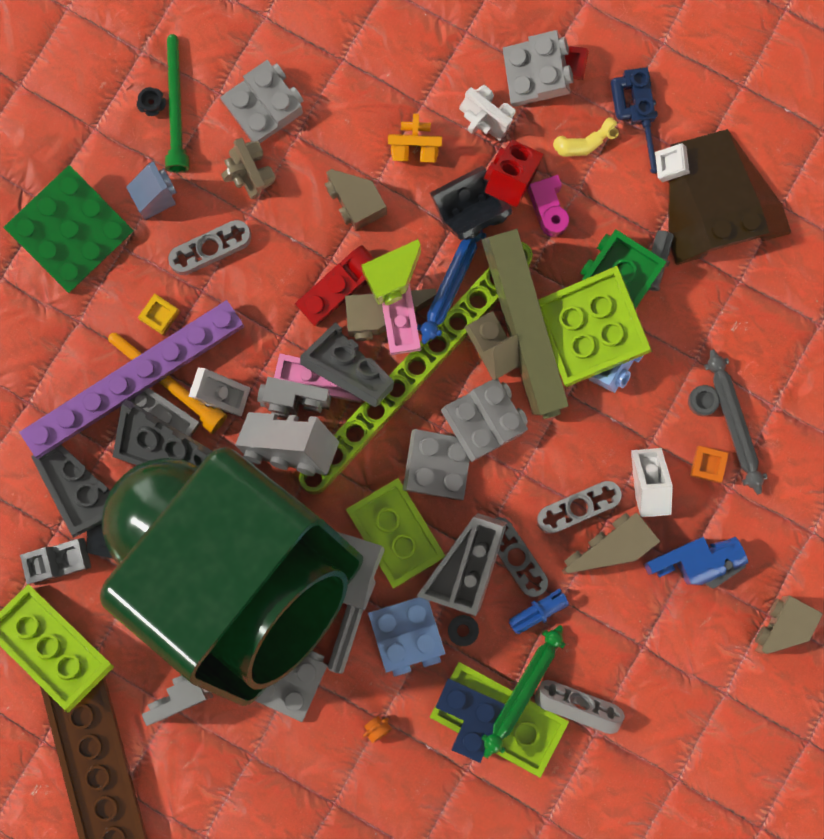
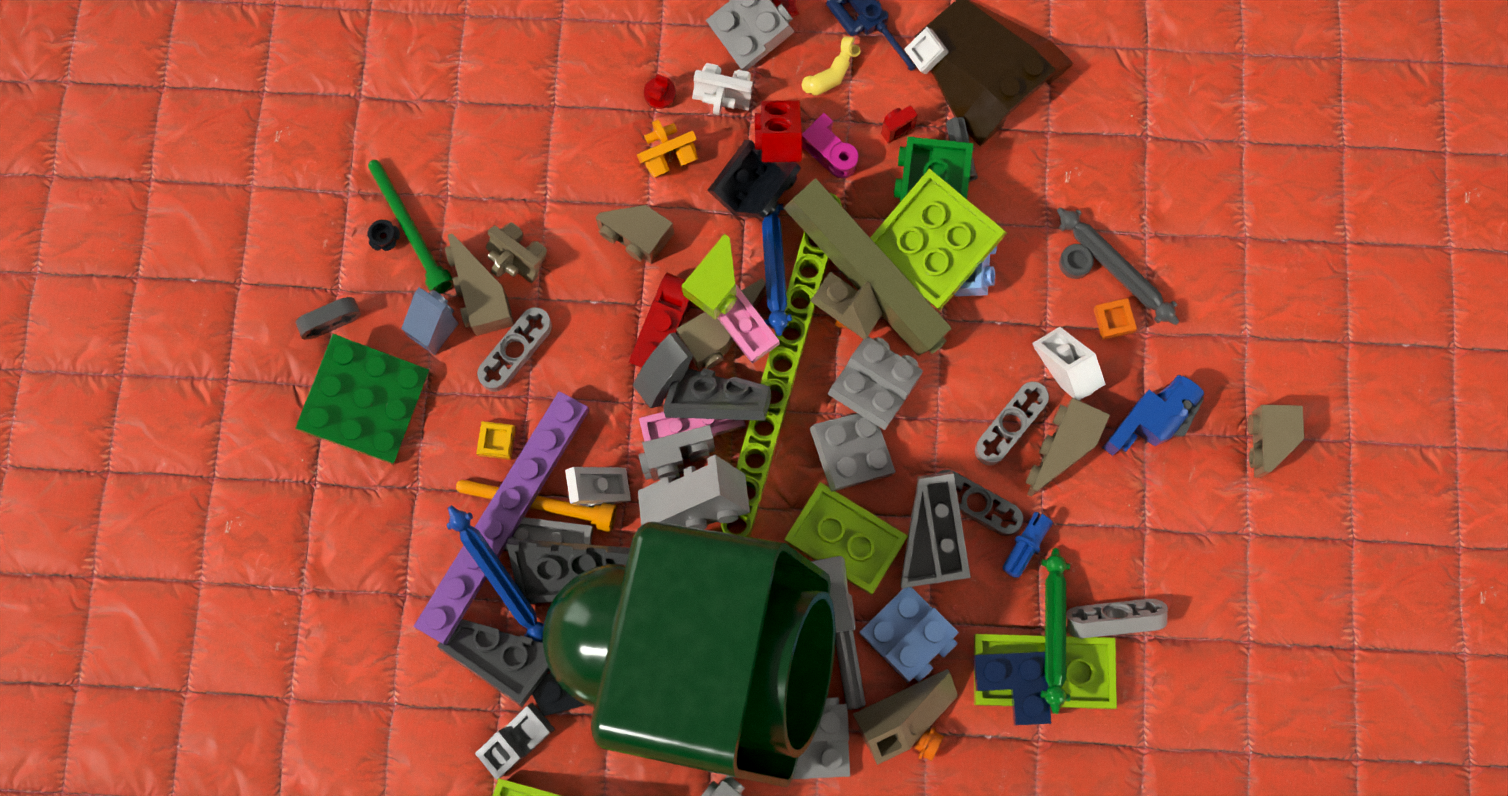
camera: 25 degrees left, 5 degrees down
(73, 148) = (328, 318): none -> dark grey beam
(102, 419) = (495, 573): none -> blue wheel
(205, 194) = (483, 295): none -> dark tan slope
(263, 102) = (496, 182): light grey plate -> none
(318, 322) = (663, 367): none -> dark grey slope
(367, 698) = (904, 717): none -> dark tan slope
(433, 90) = (659, 92): none -> red plate
(470, 623) = (972, 597): black plate -> none
(616, 213) = (898, 123): none -> red plate

